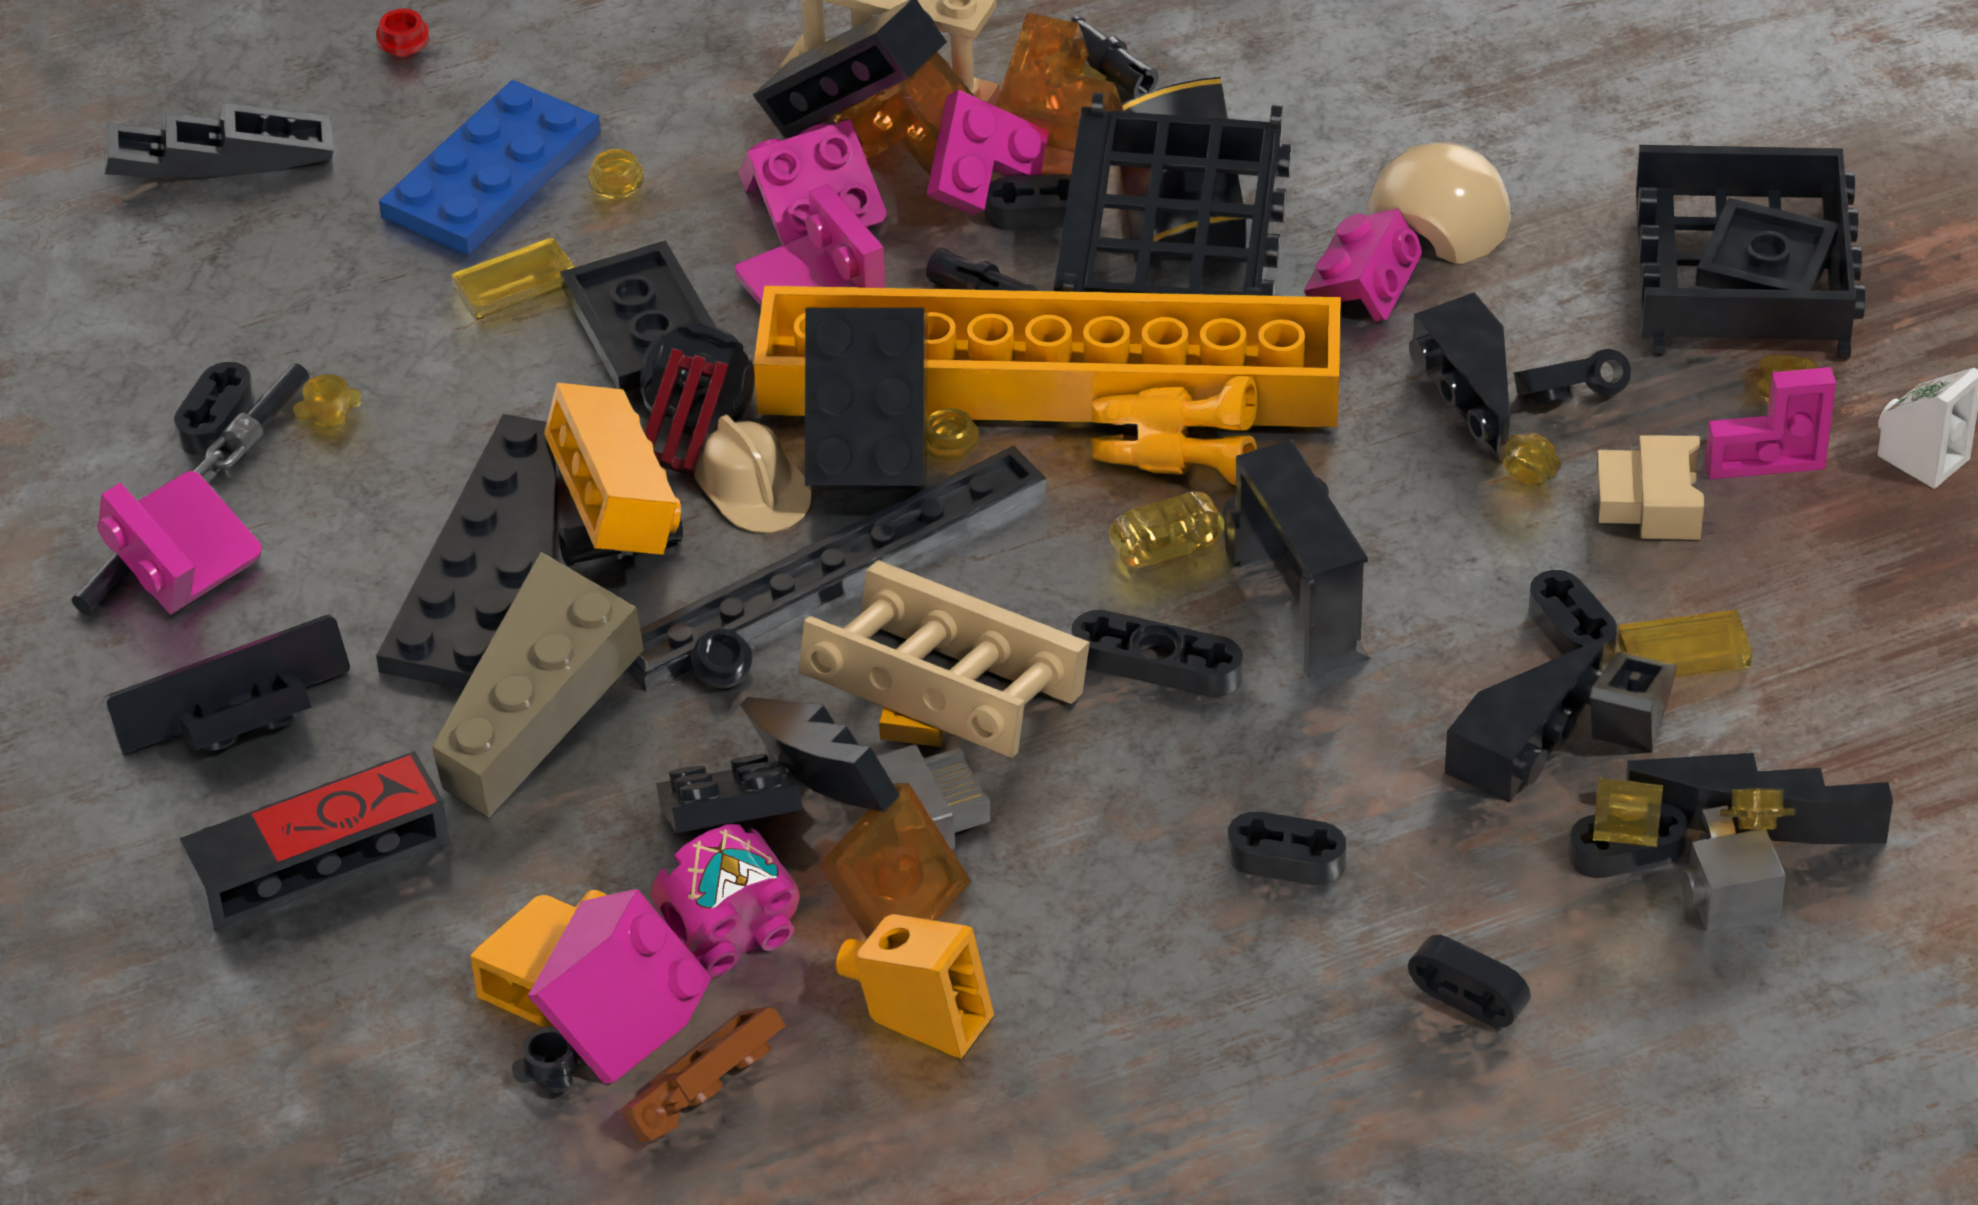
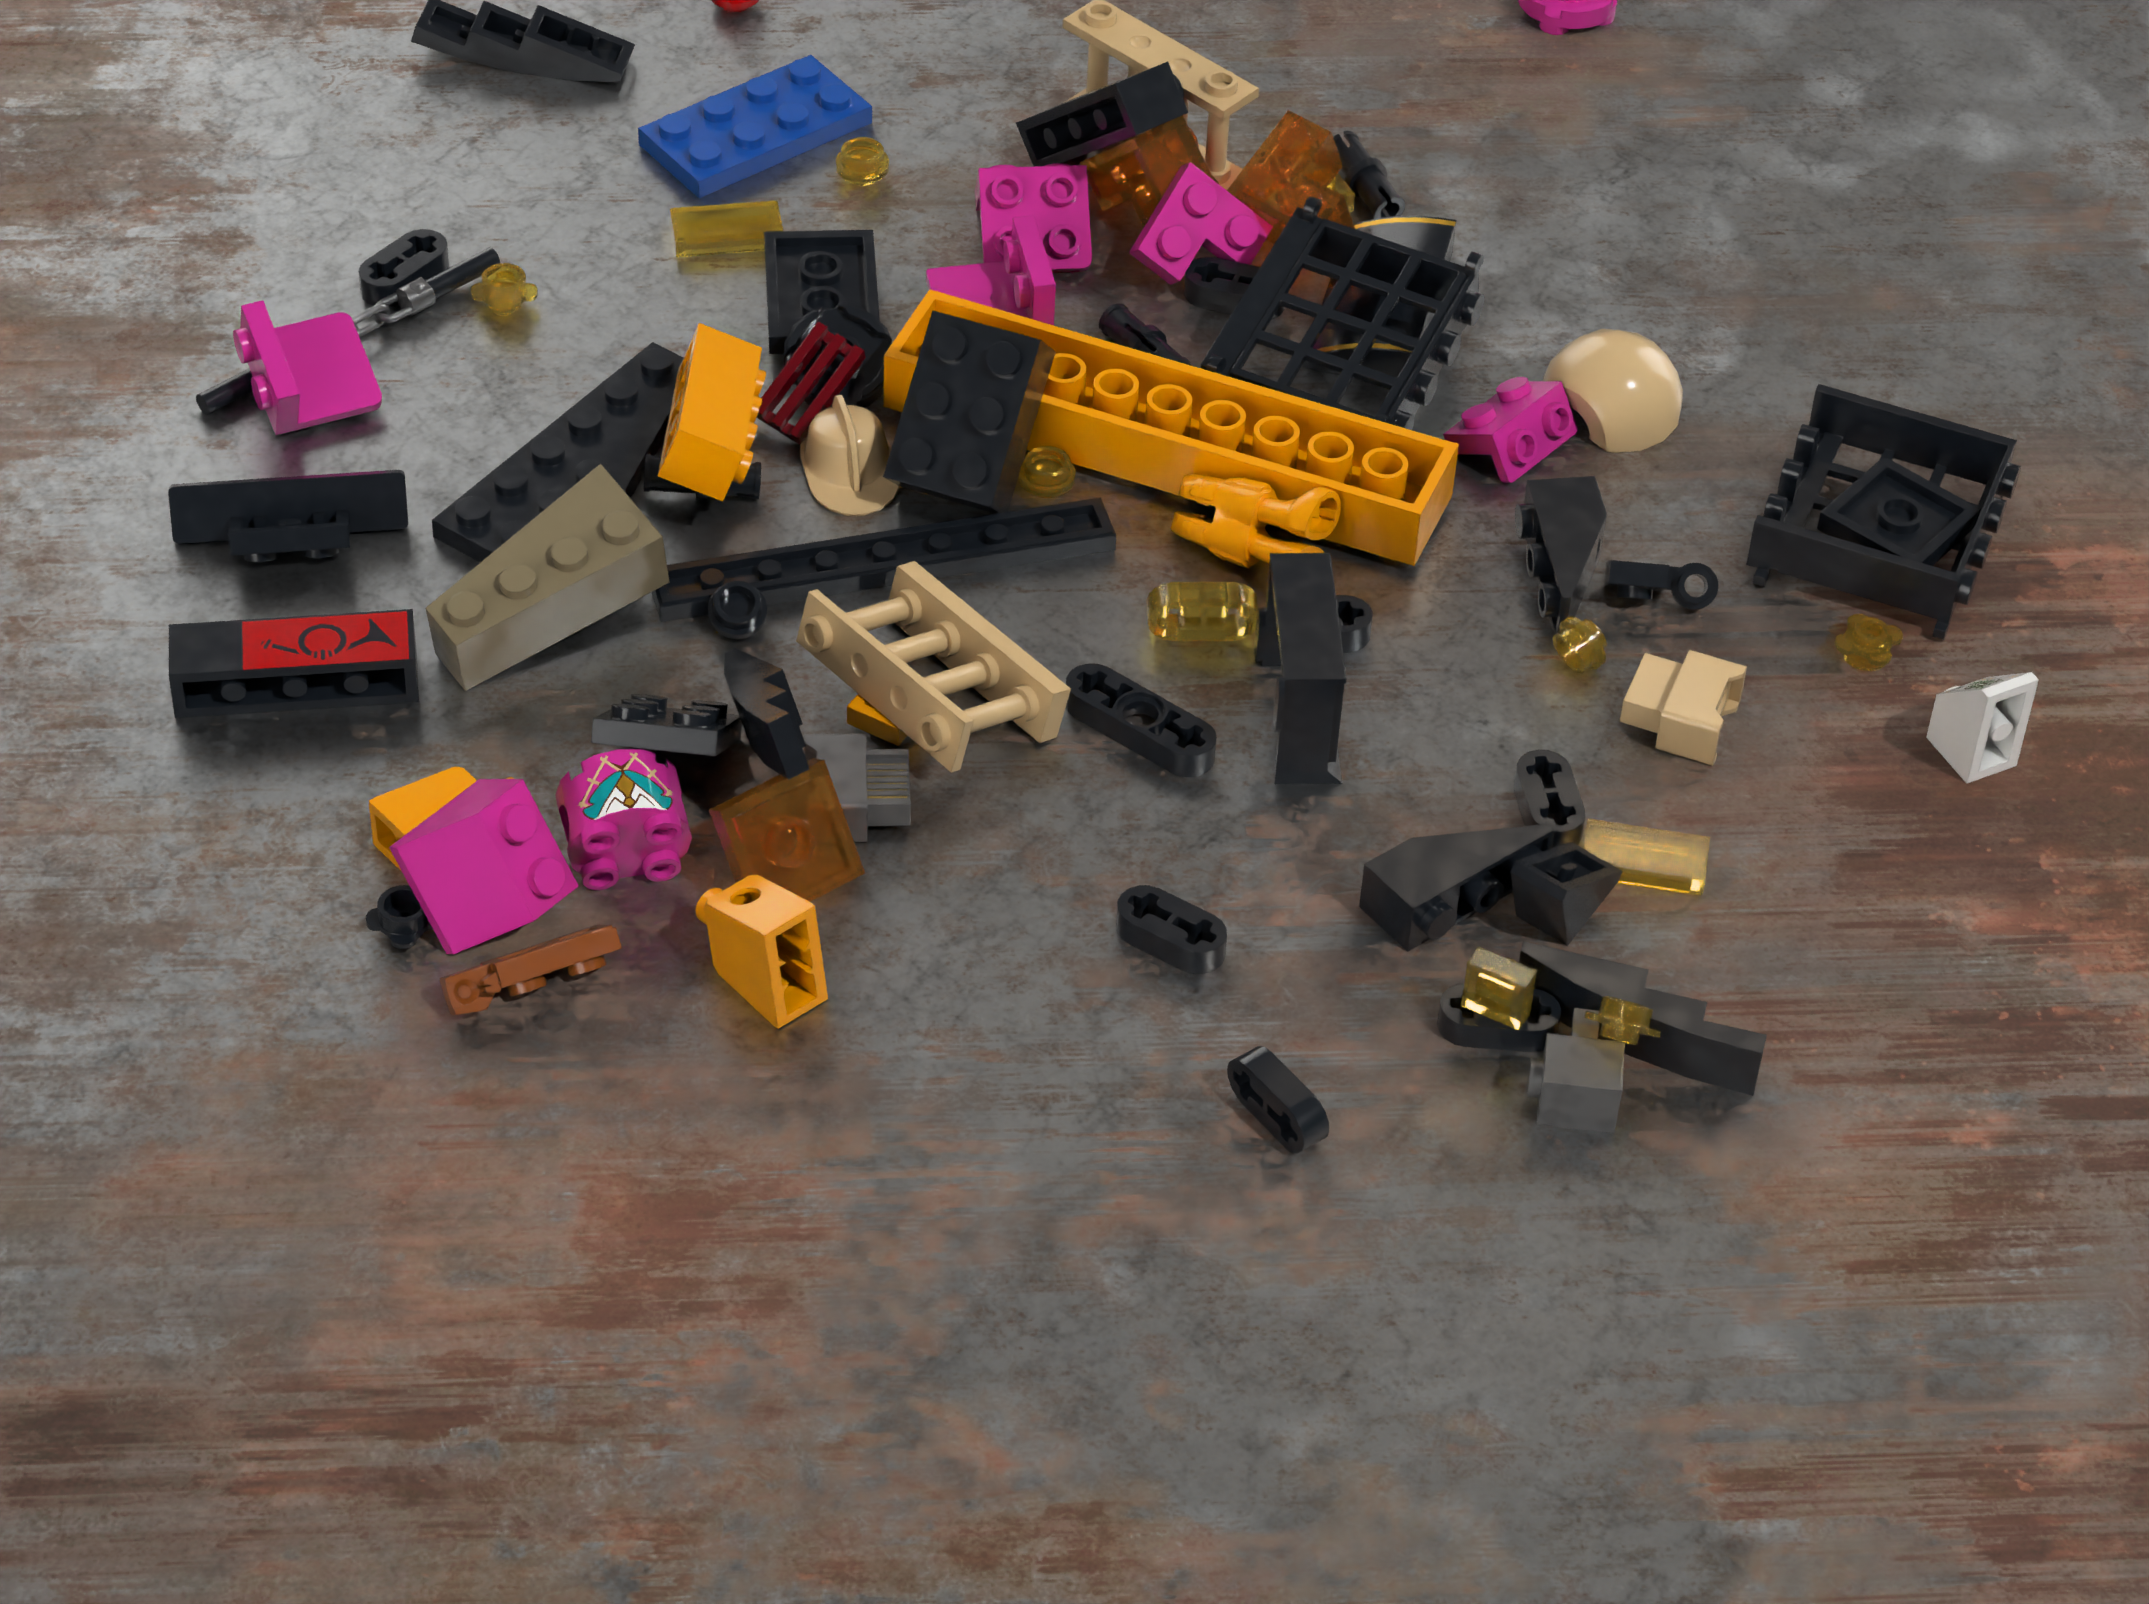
camera: 15 degrees right, 0 degrees up
(1784, 441) = (1827, 695): dark pink plate -> none

